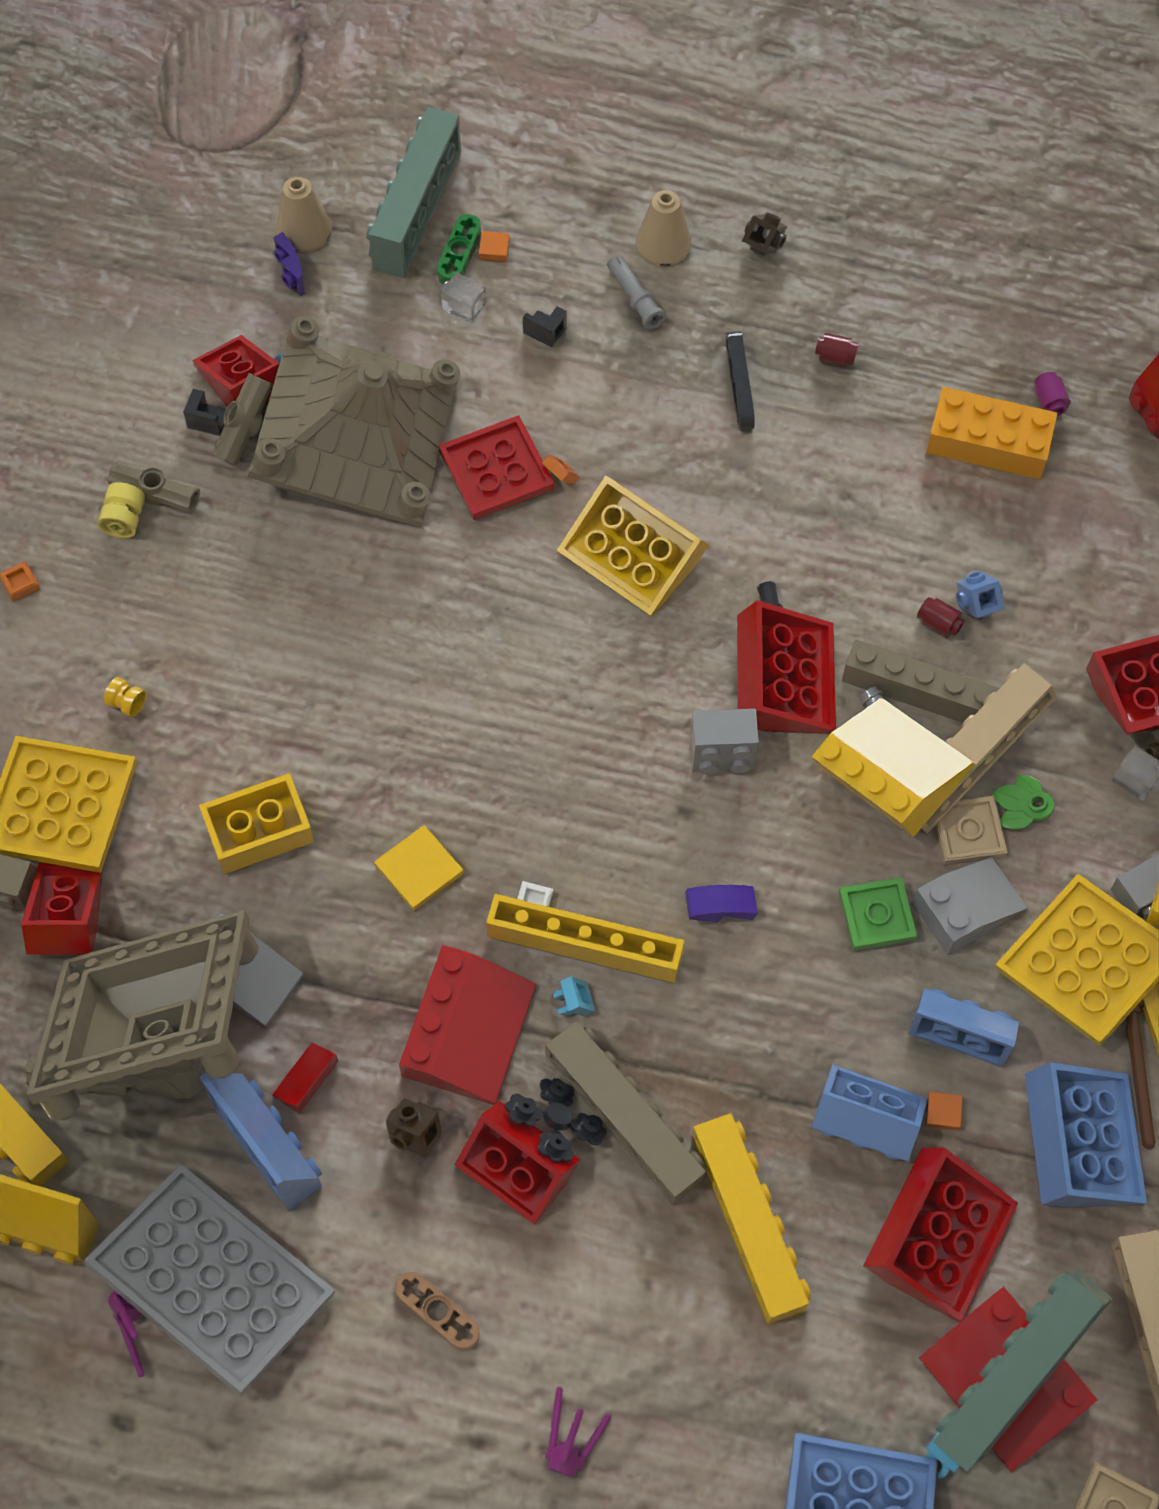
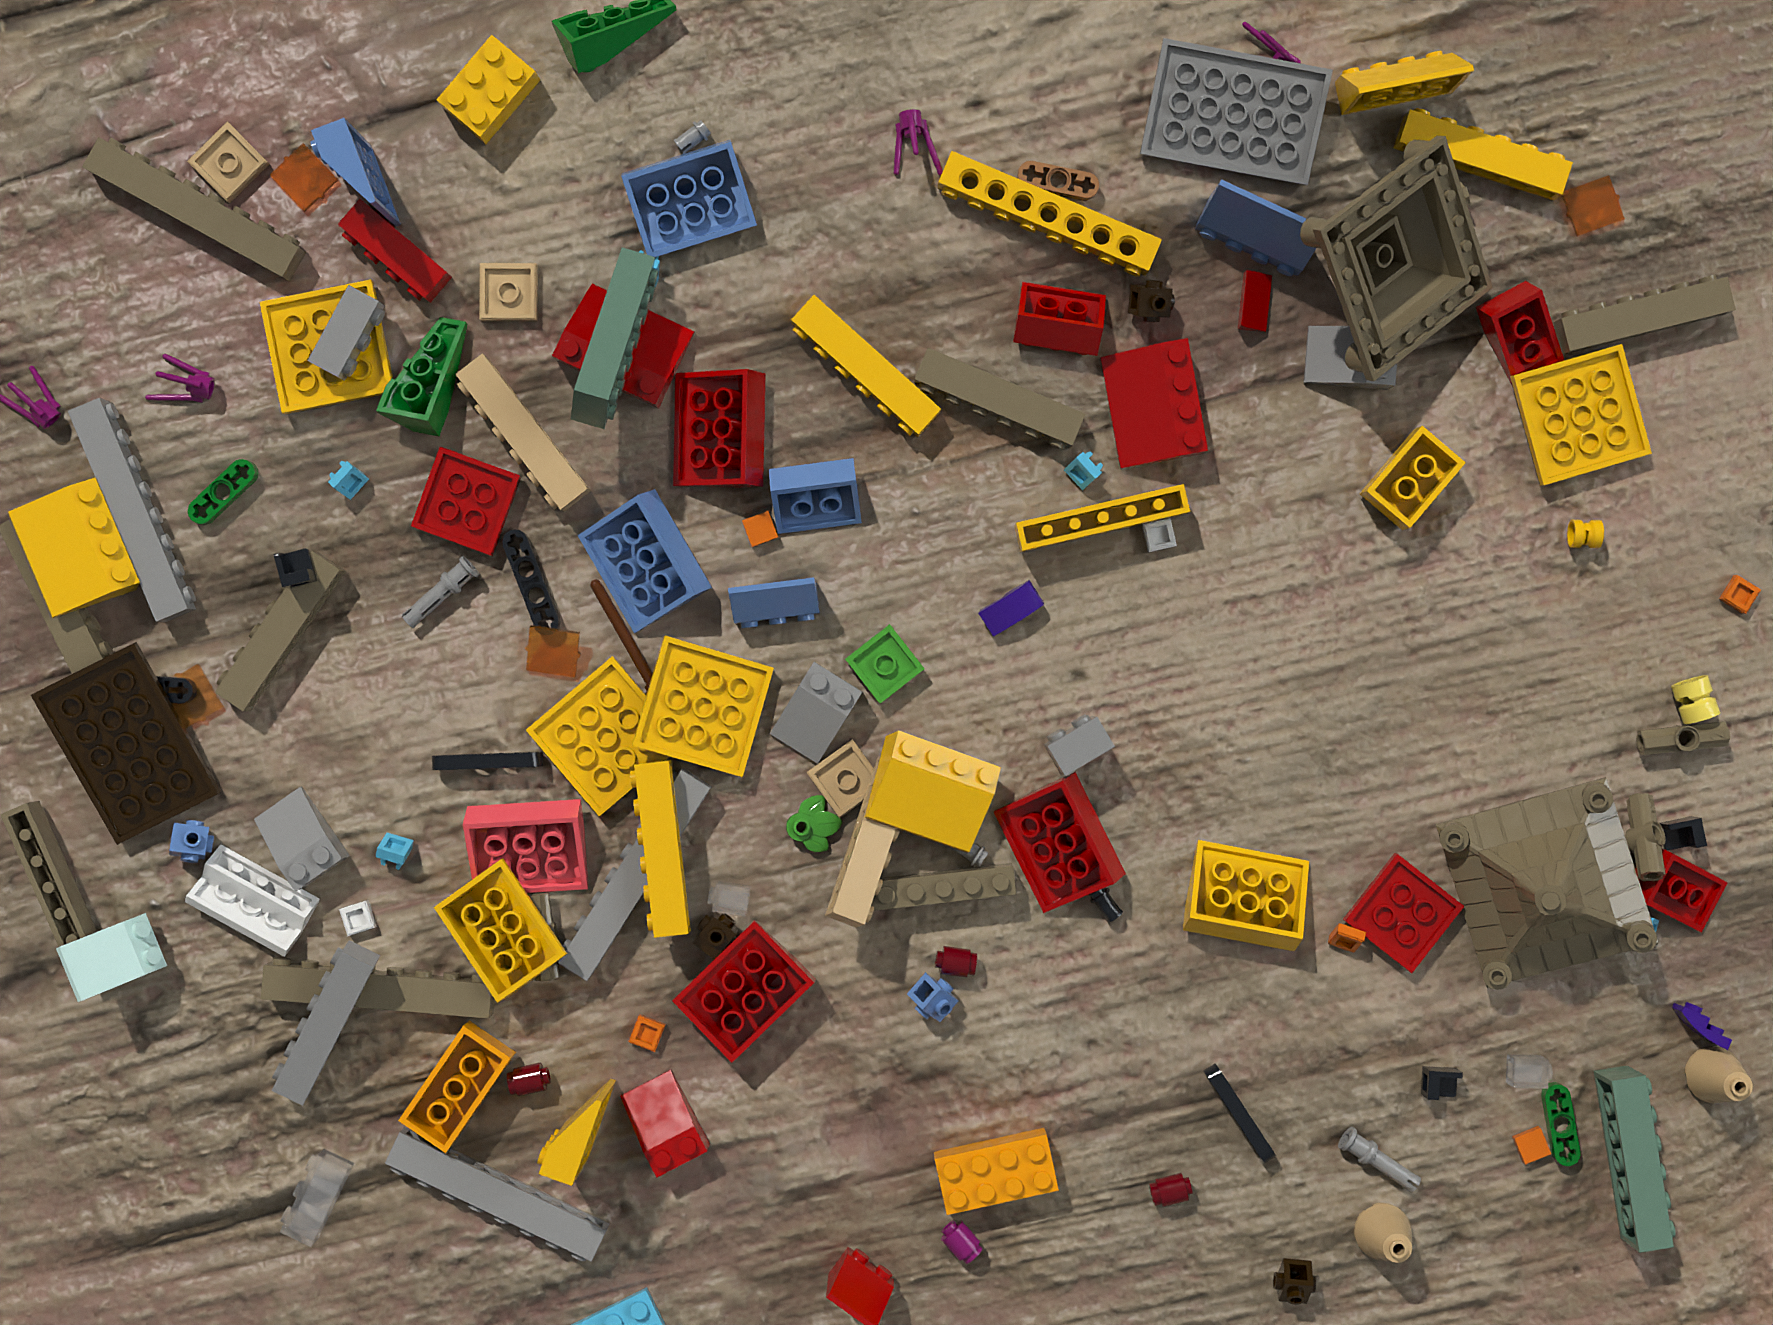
camera: 155 degrees right, 25 degrees up
(418, 868) = (1264, 515): yellow tile -> none
(539, 1378) = (960, 167): none -> yellow brick
(557, 1117) = (1047, 362): black plant -> none

